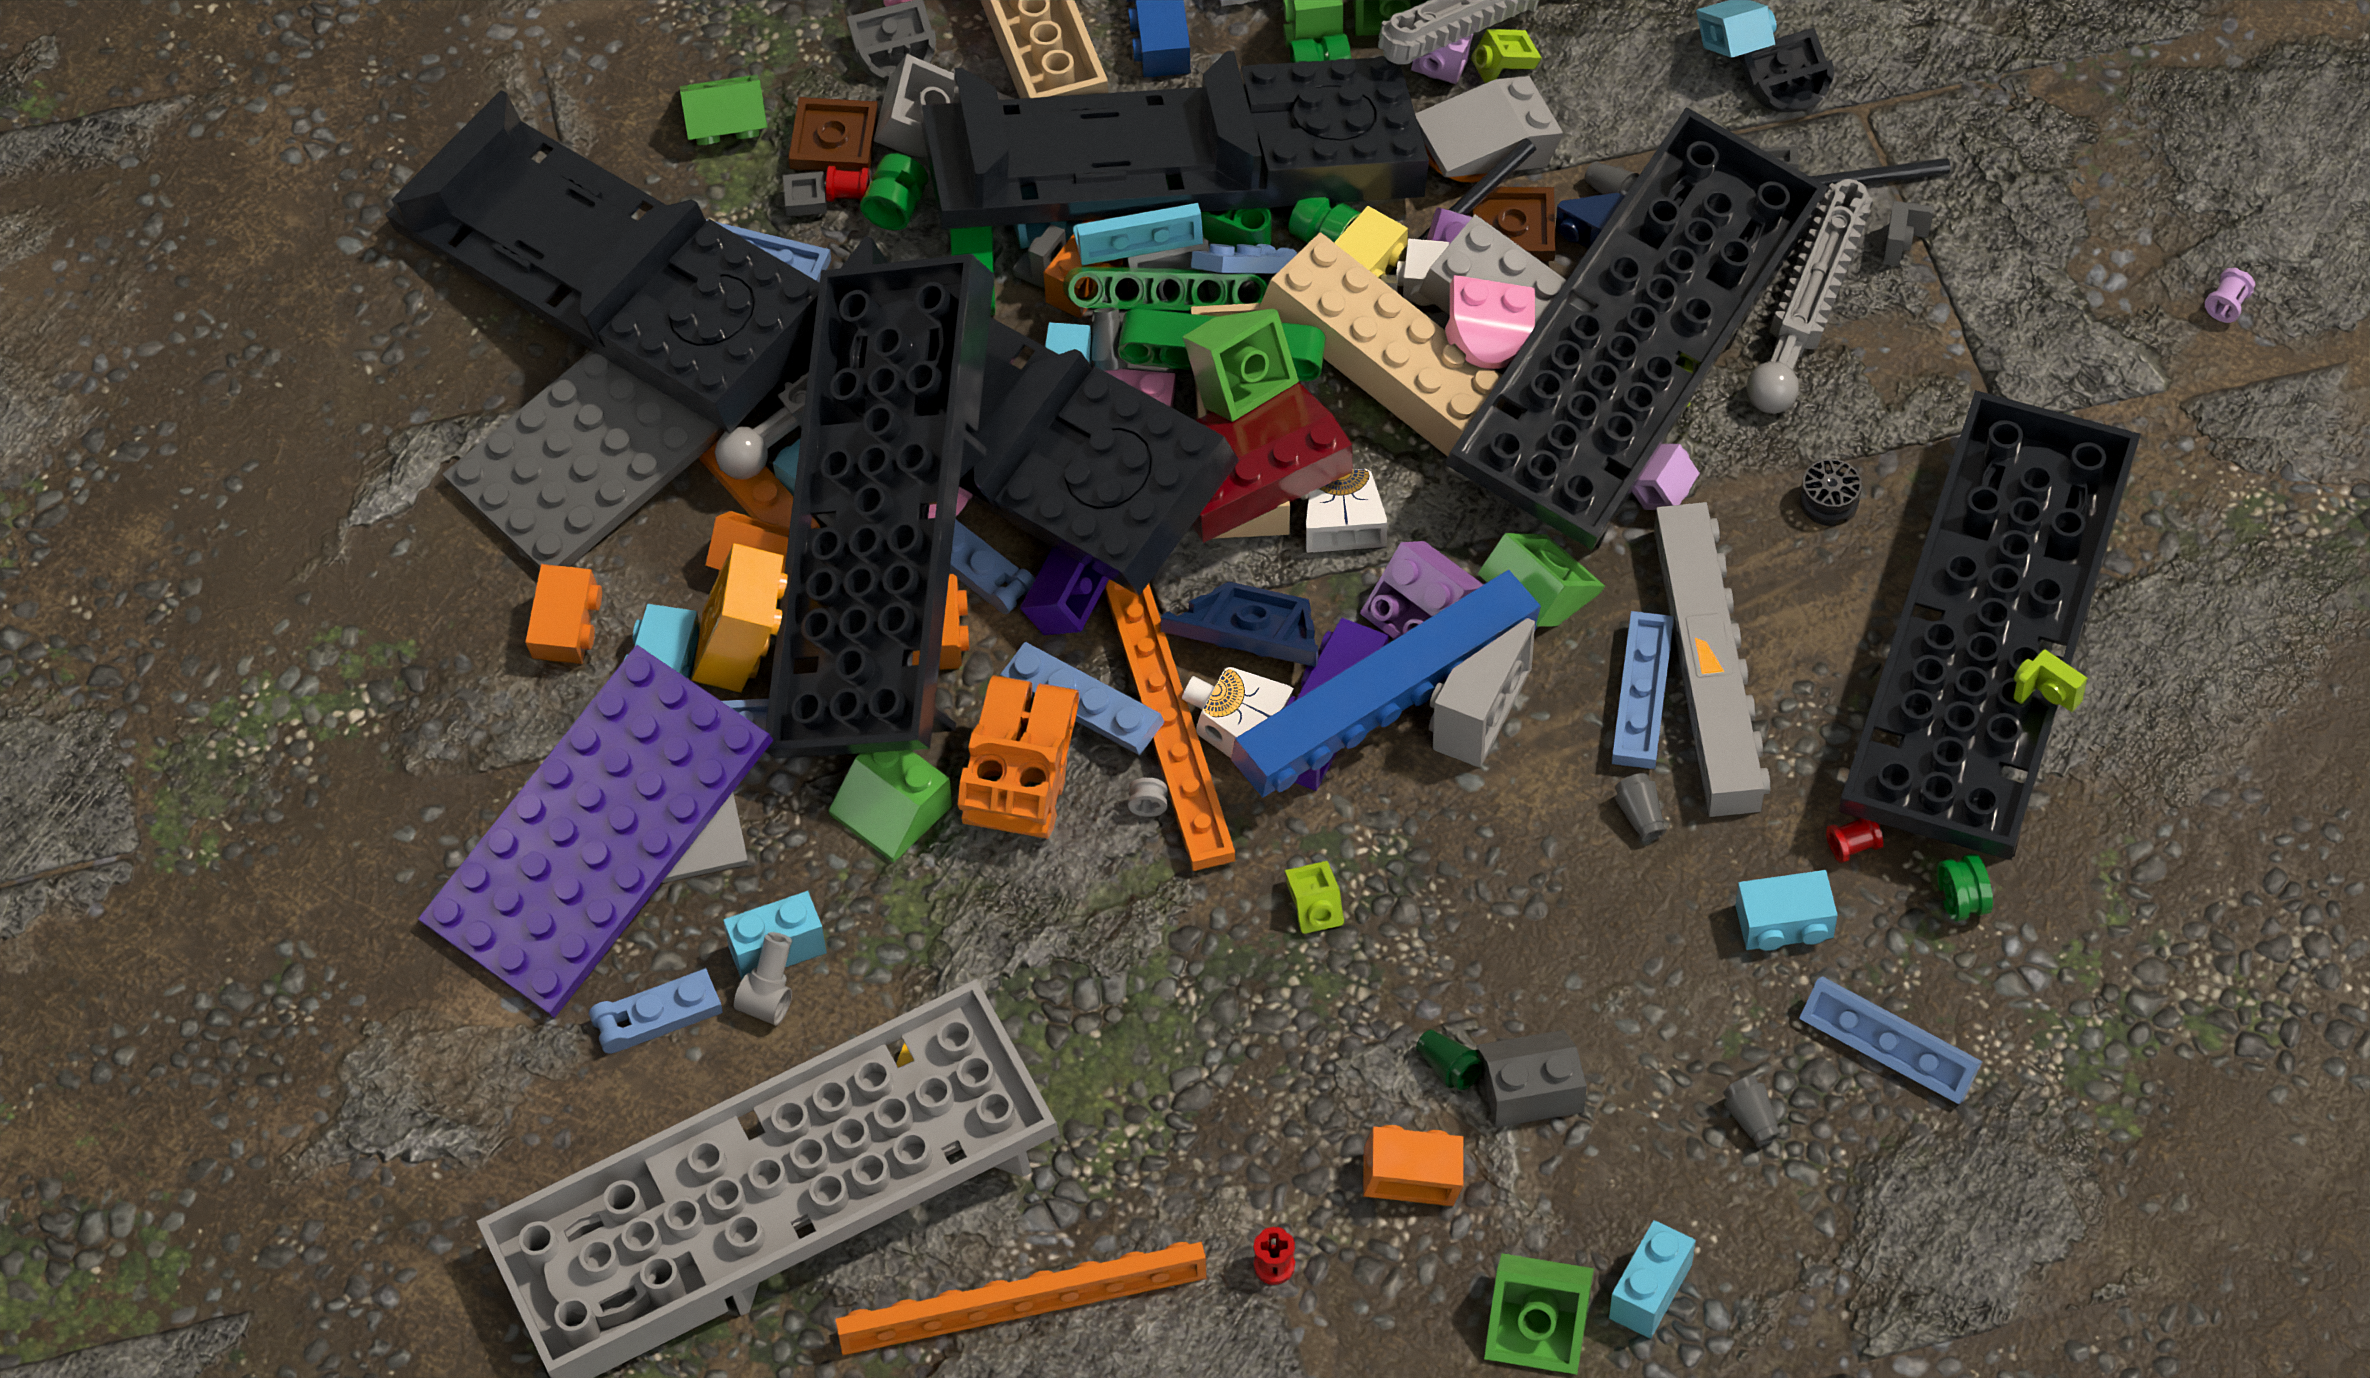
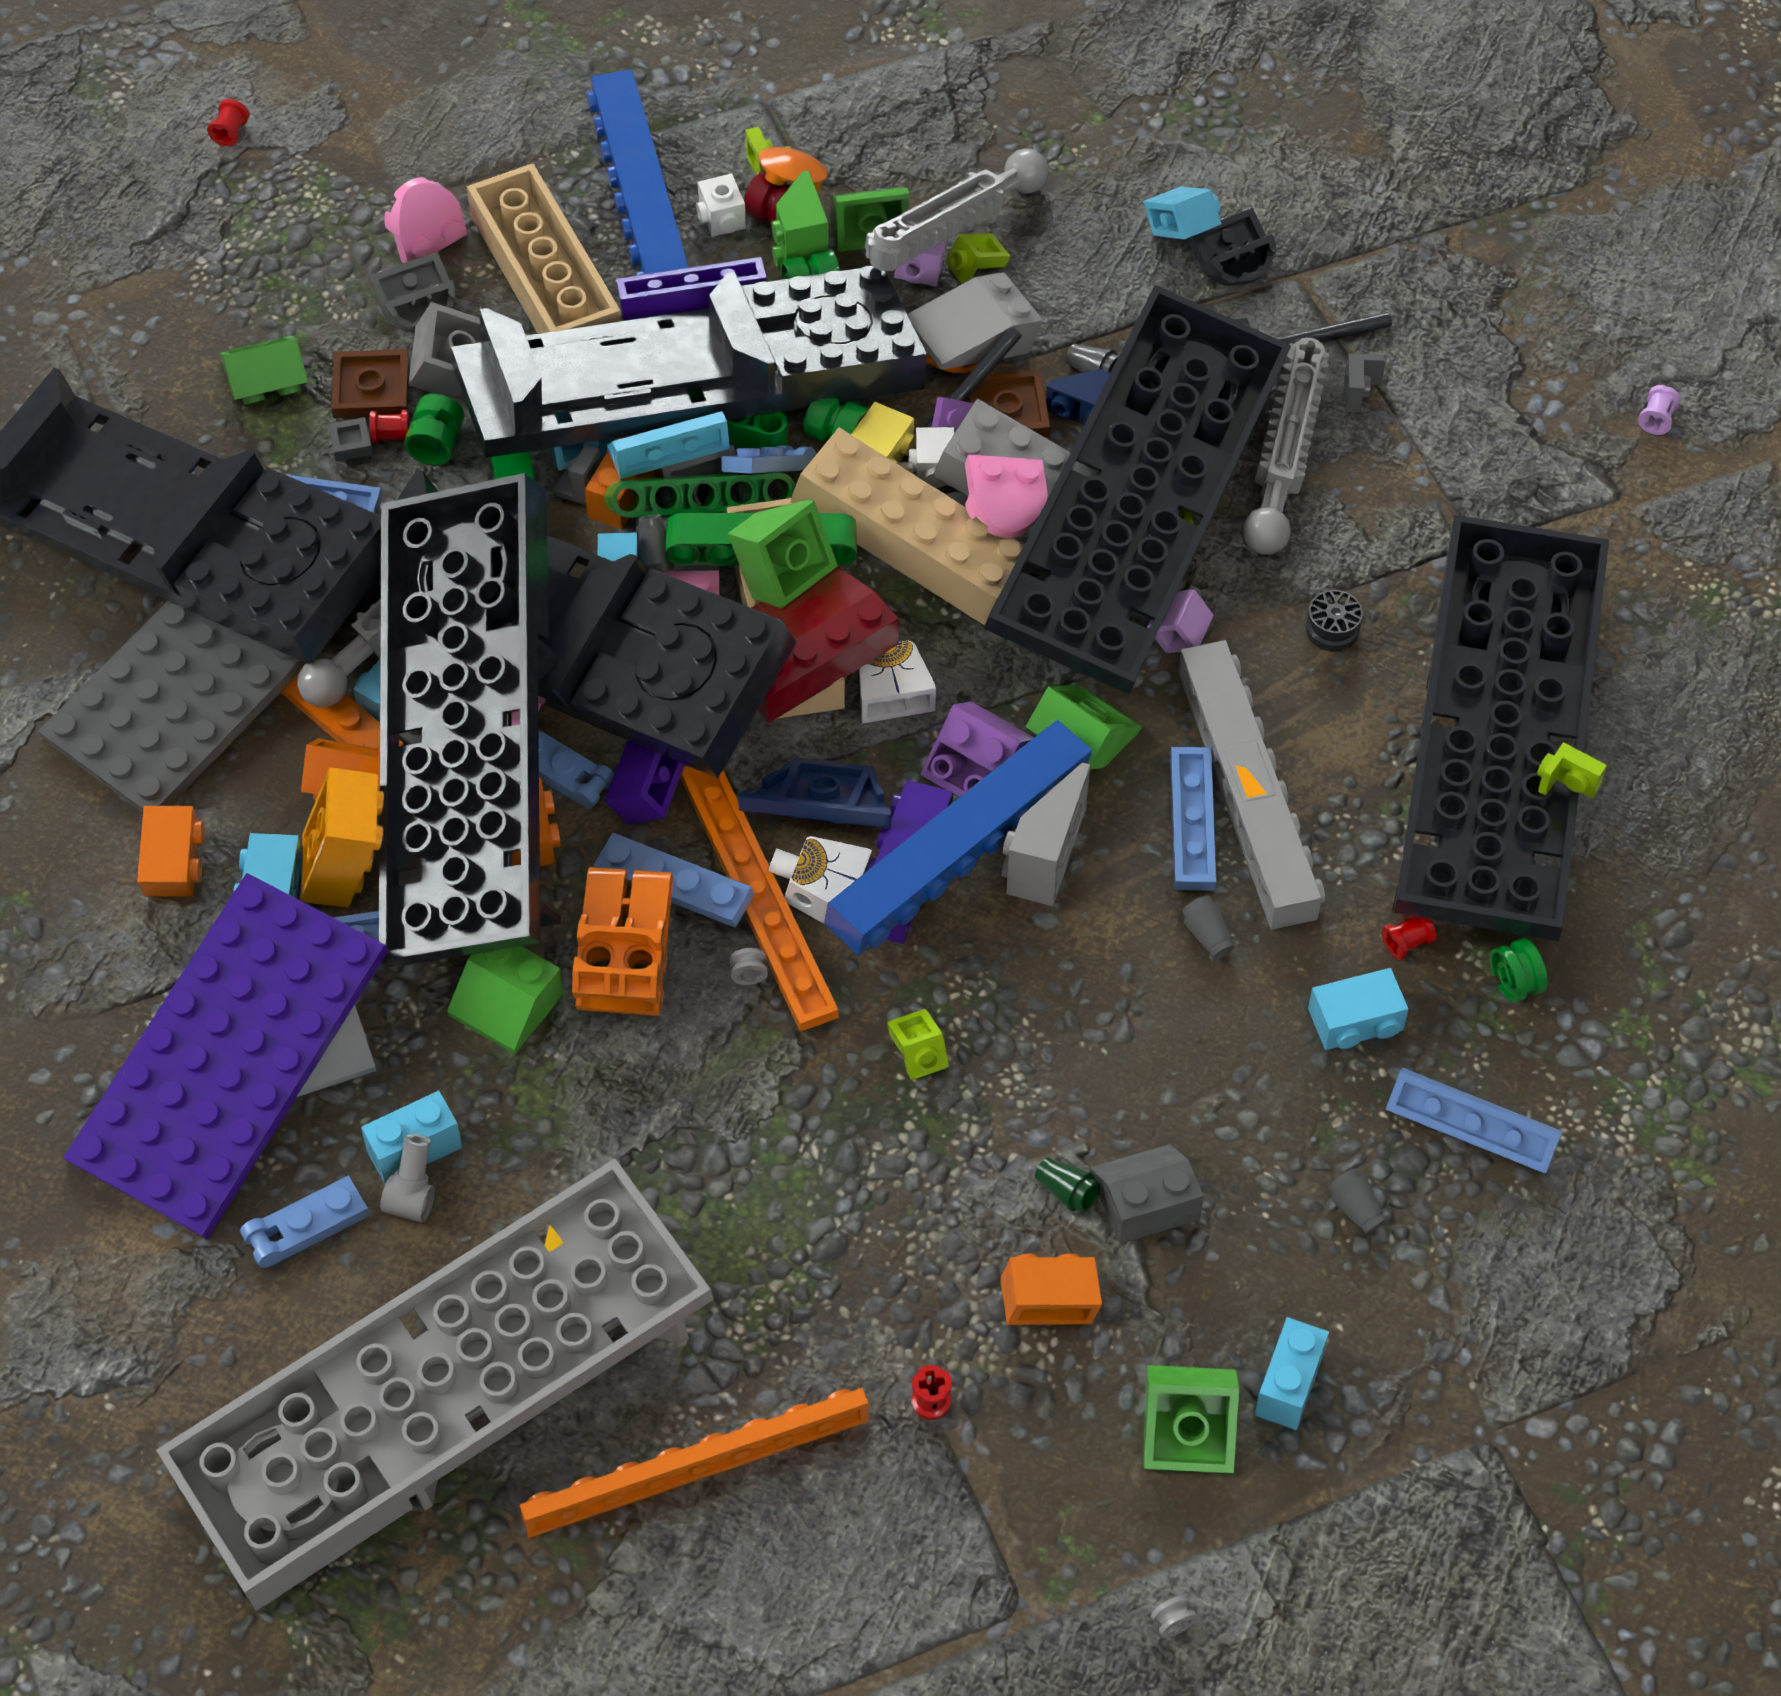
camera: 10 degrees left, 0 degrees up
(1177, 63) = (681, 289): none -> dark purple brick

